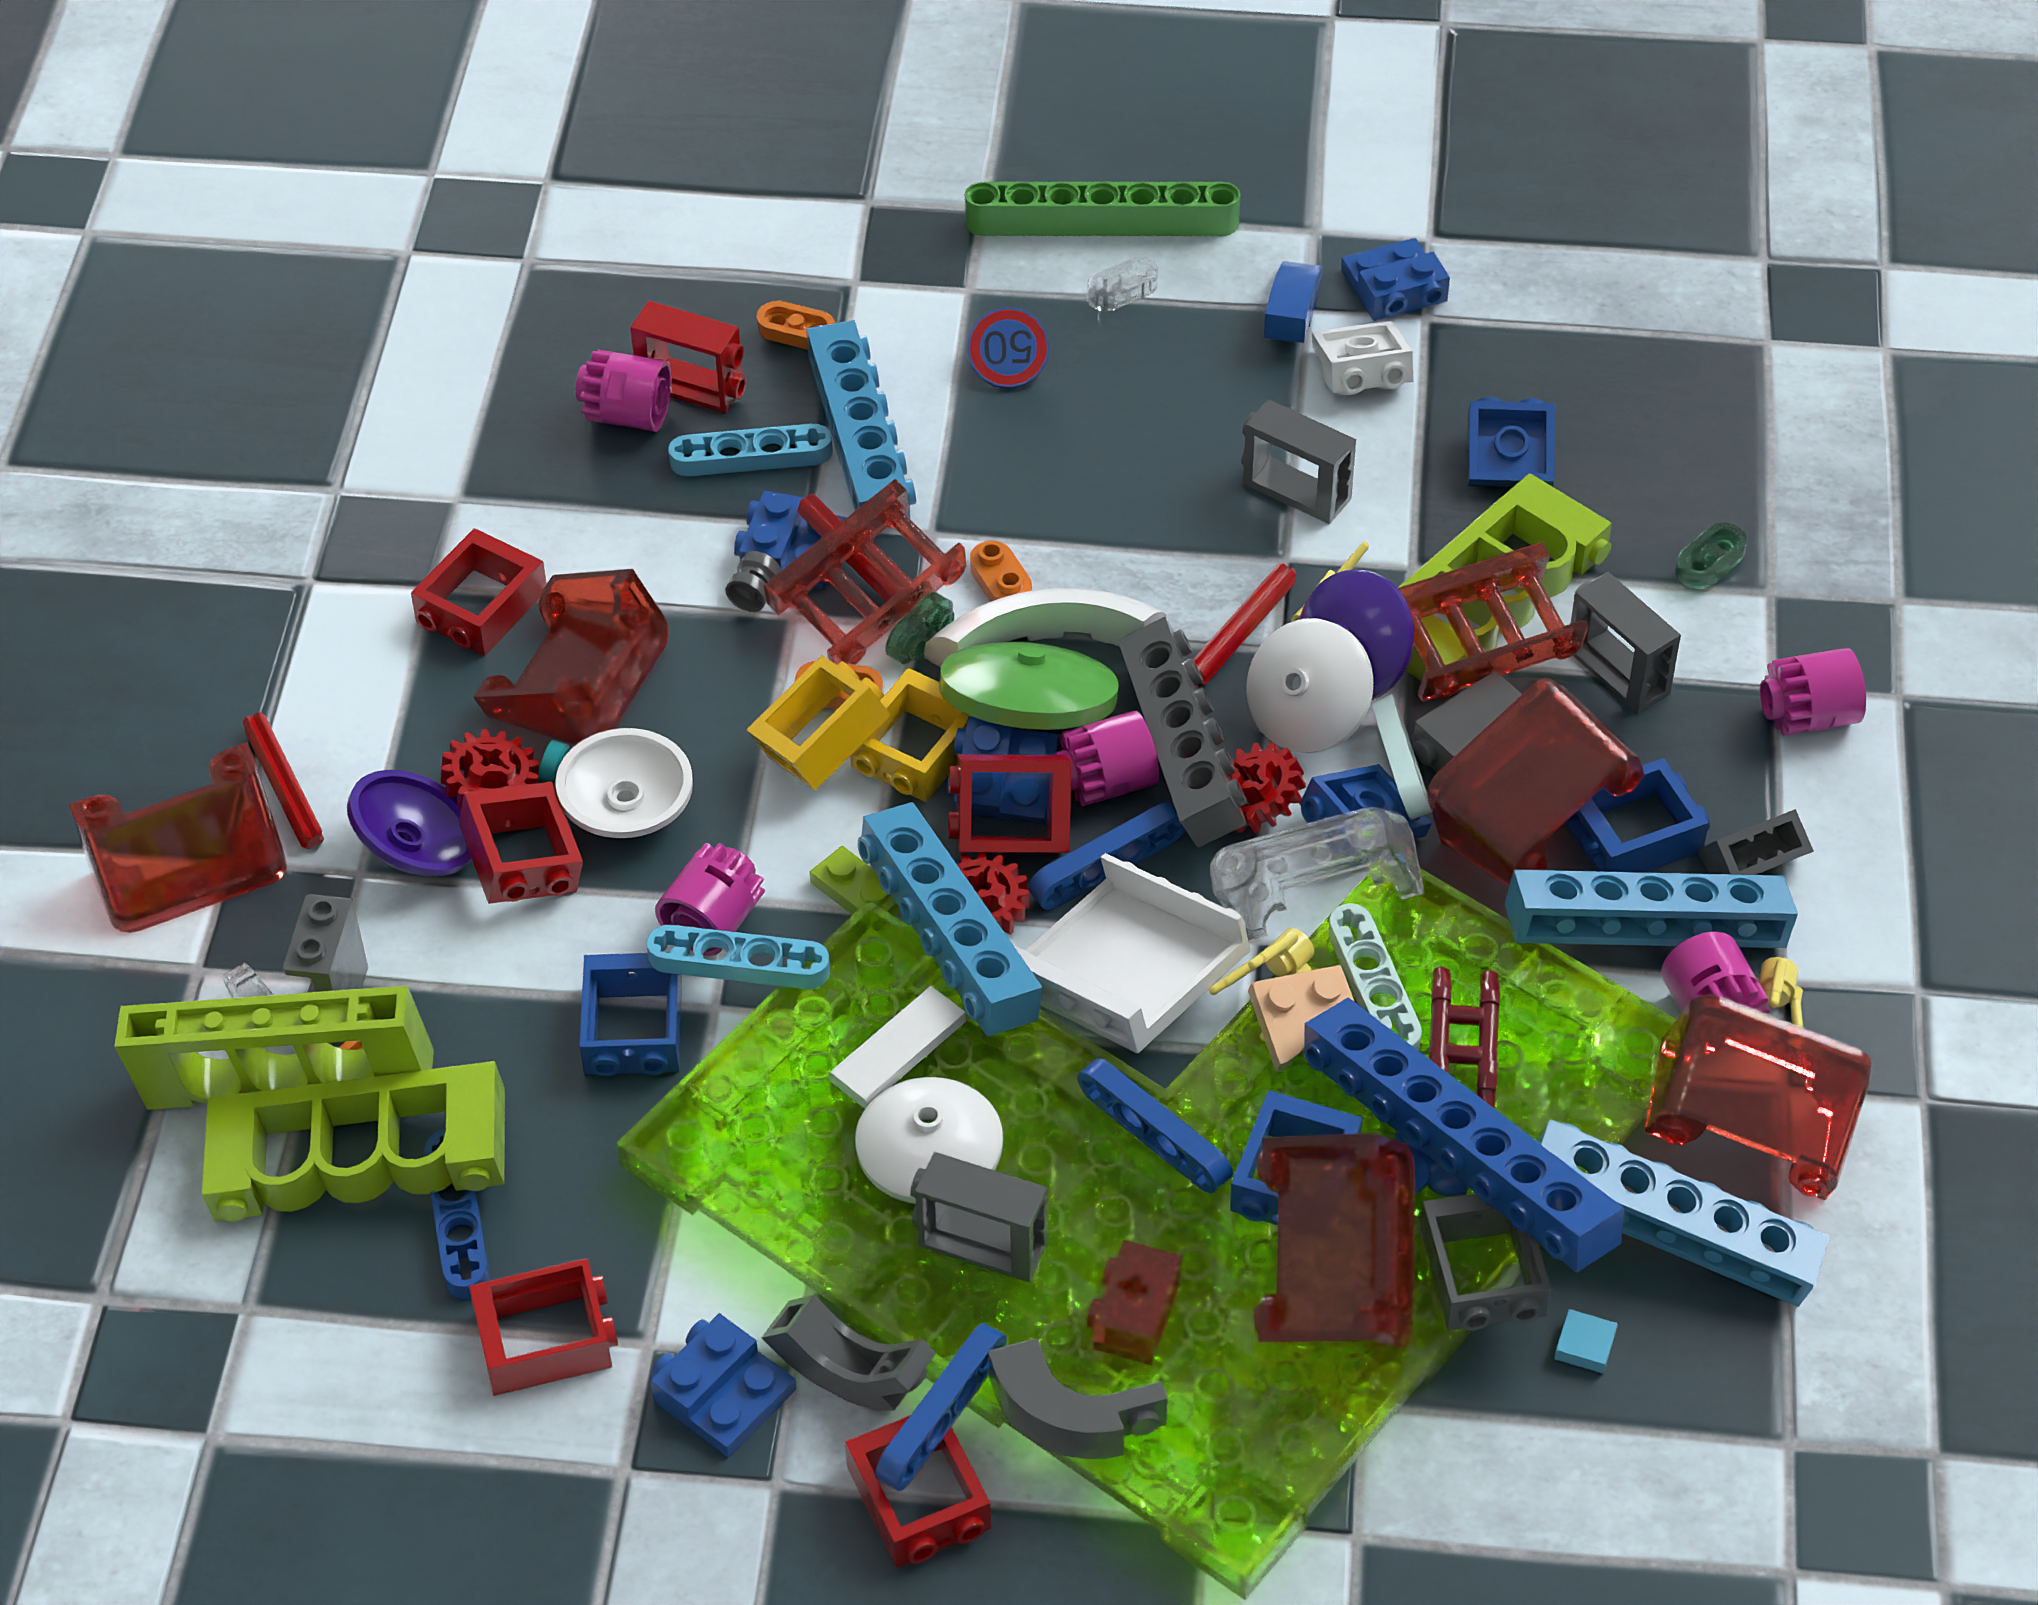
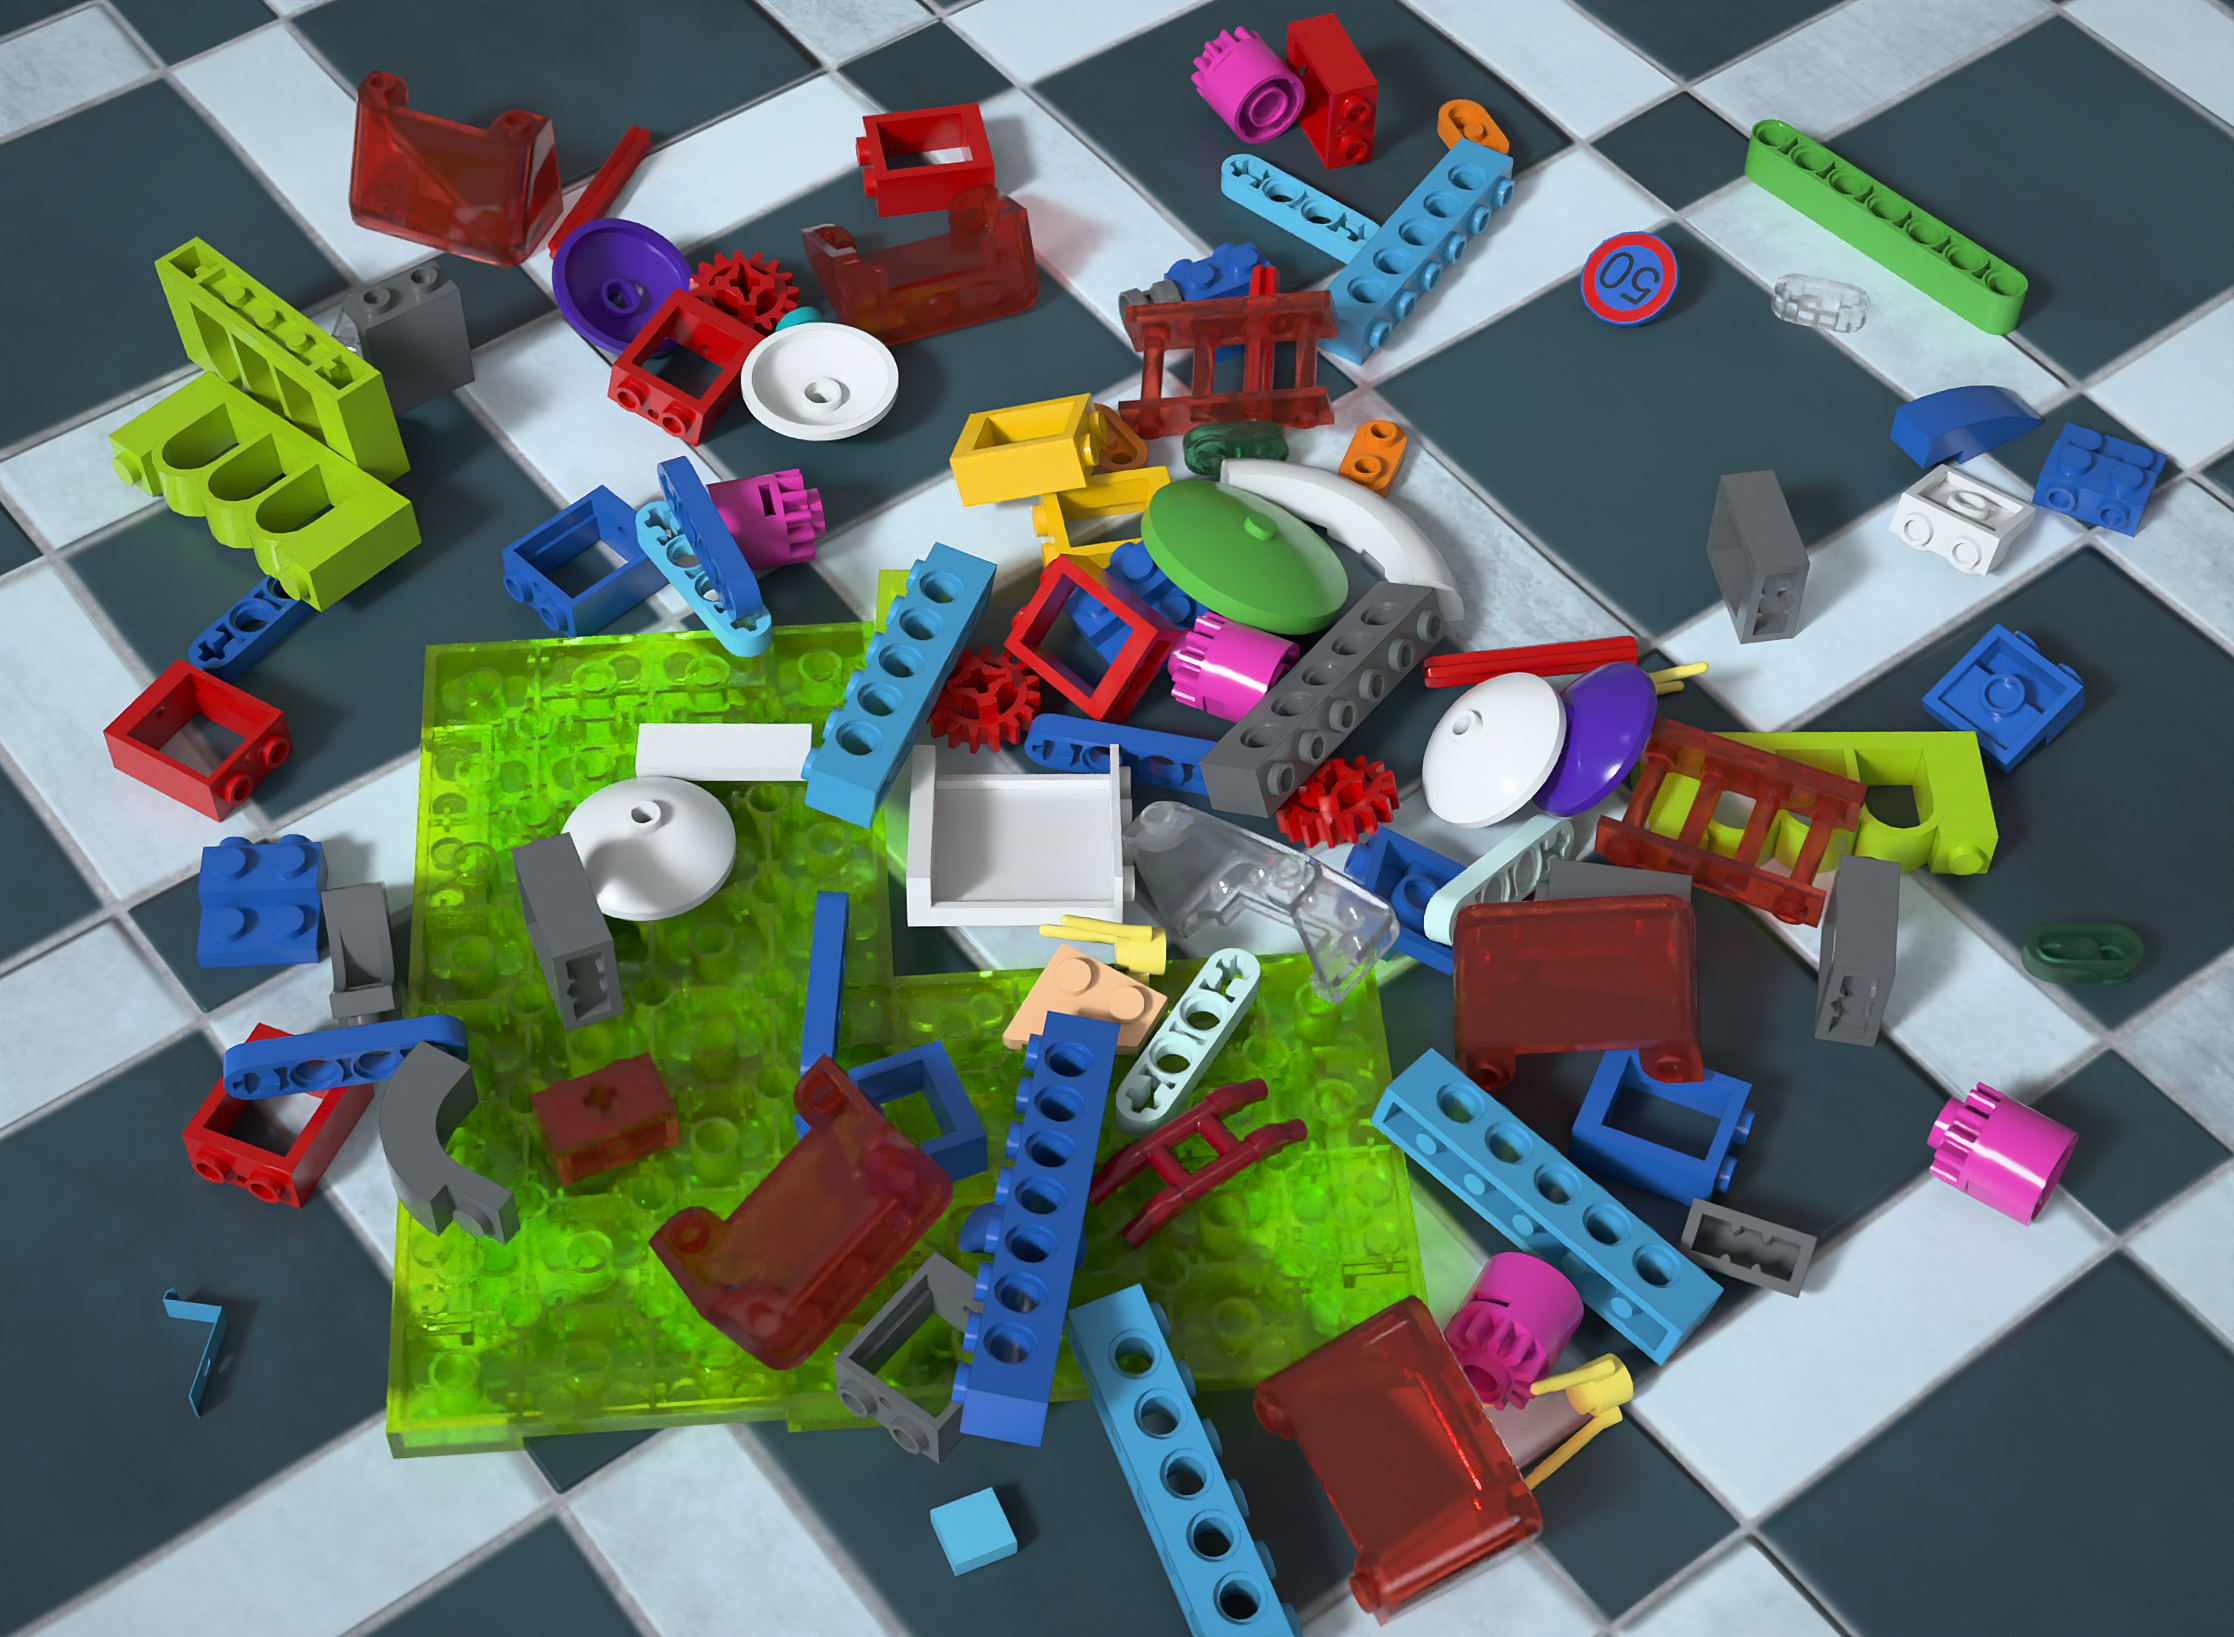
camera: 45 degrees right, 0 degrees up
(777, 934) = (709, 538): none -> blue beam

